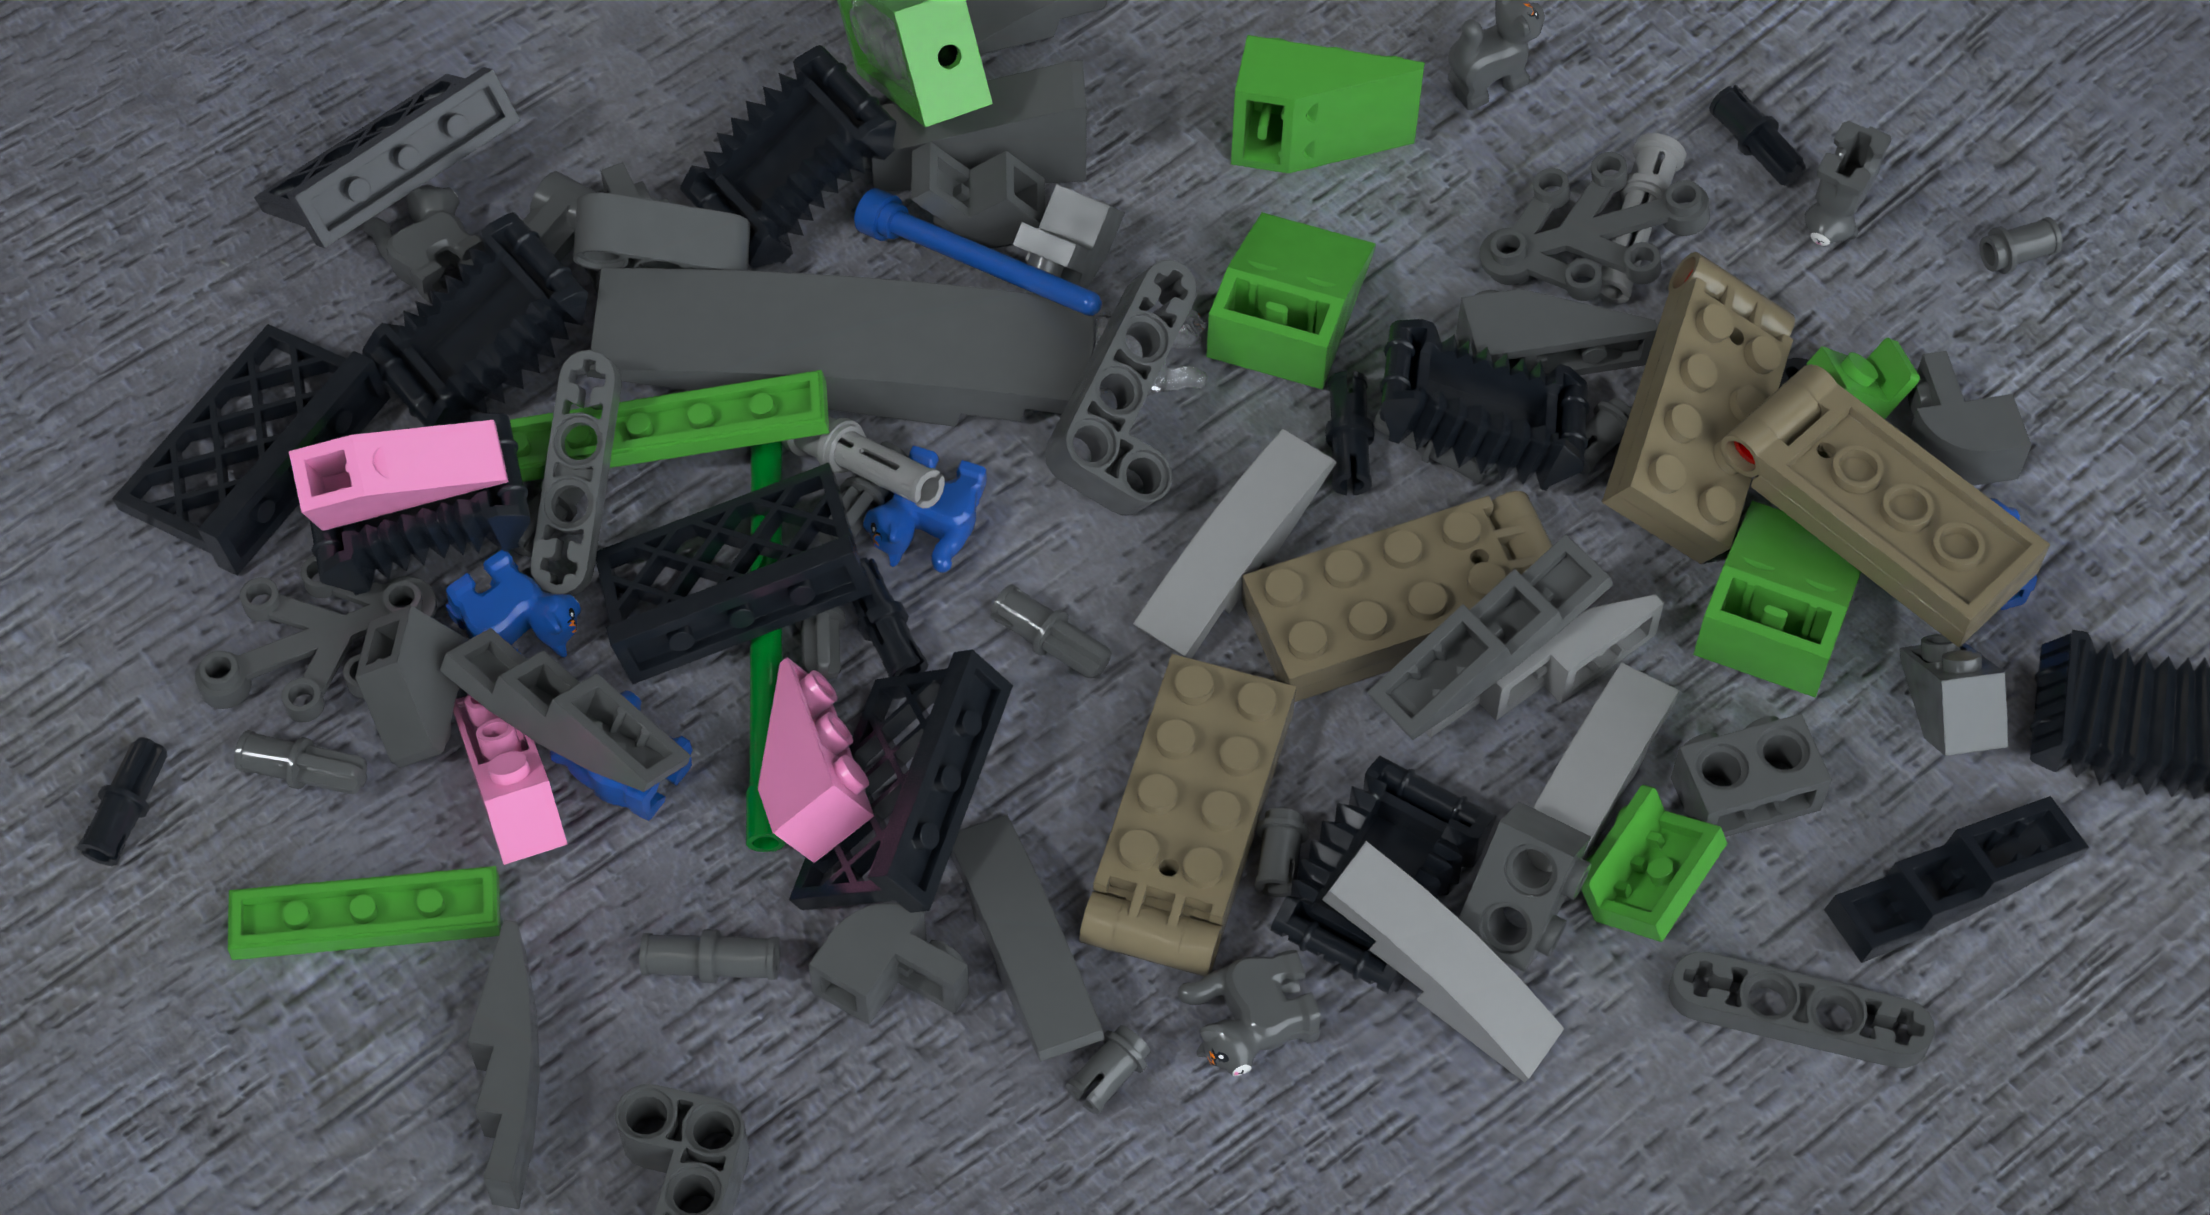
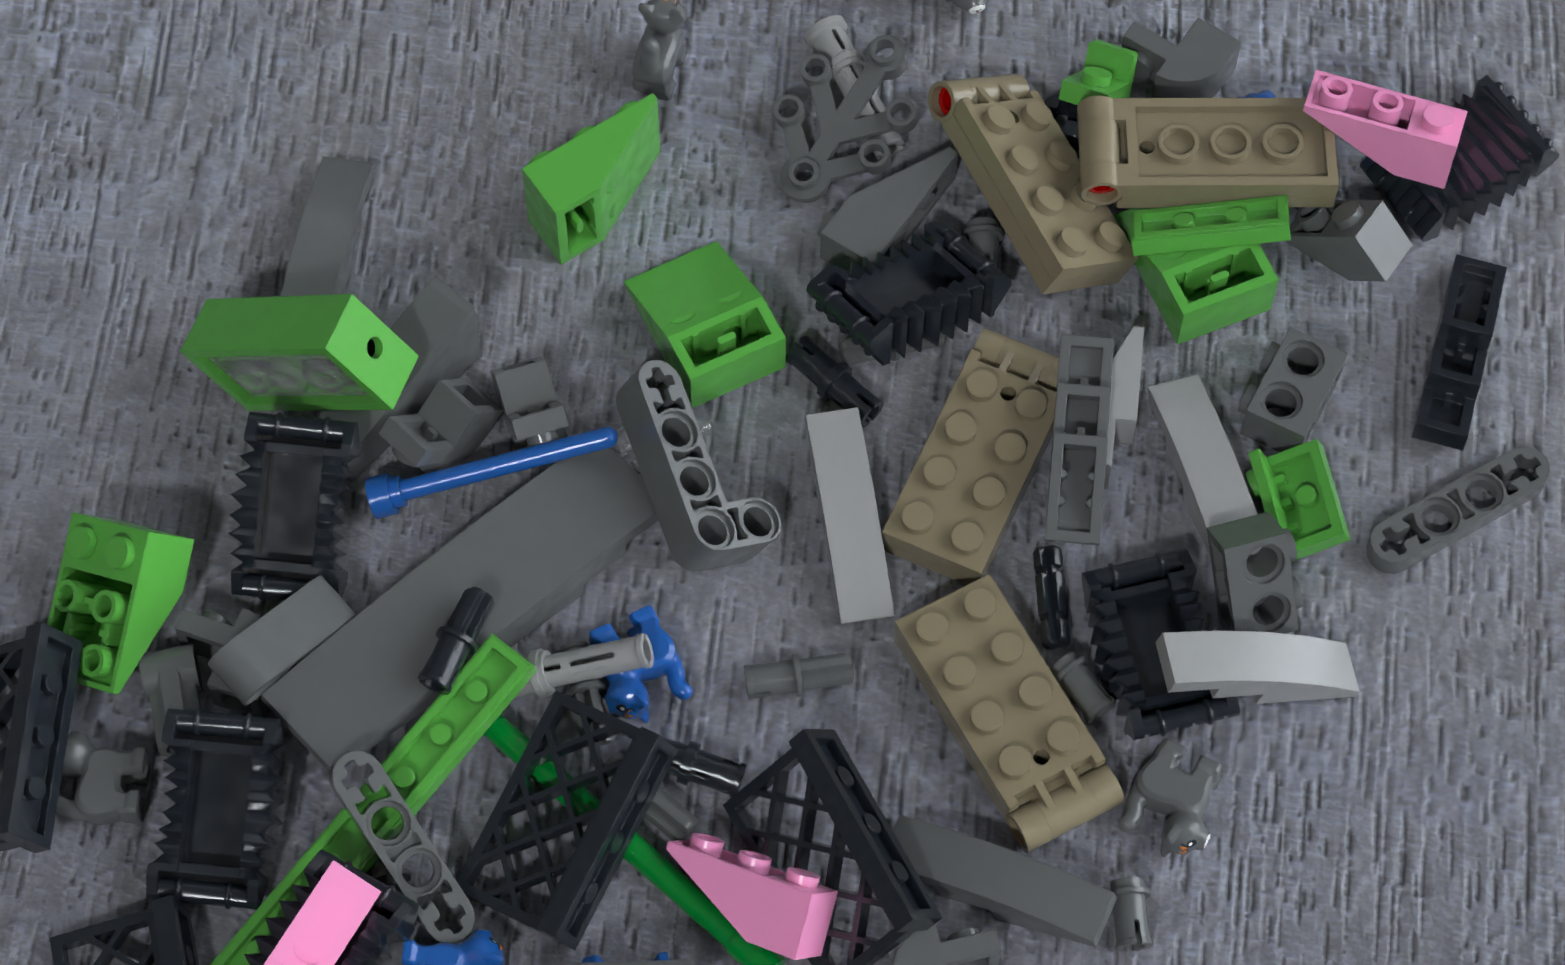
camera: 45 degrees left, 5 degrees up
(588, 109) = (116, 593): none -> bright green slope
(784, 349) = (456, 640): none -> black axle
(1339, 760) = (1051, 597): none -> black axle
(1818, 566) = (1210, 225): none -> bright green tile
(2081, 616) = (1392, 128): none -> bright pink slope

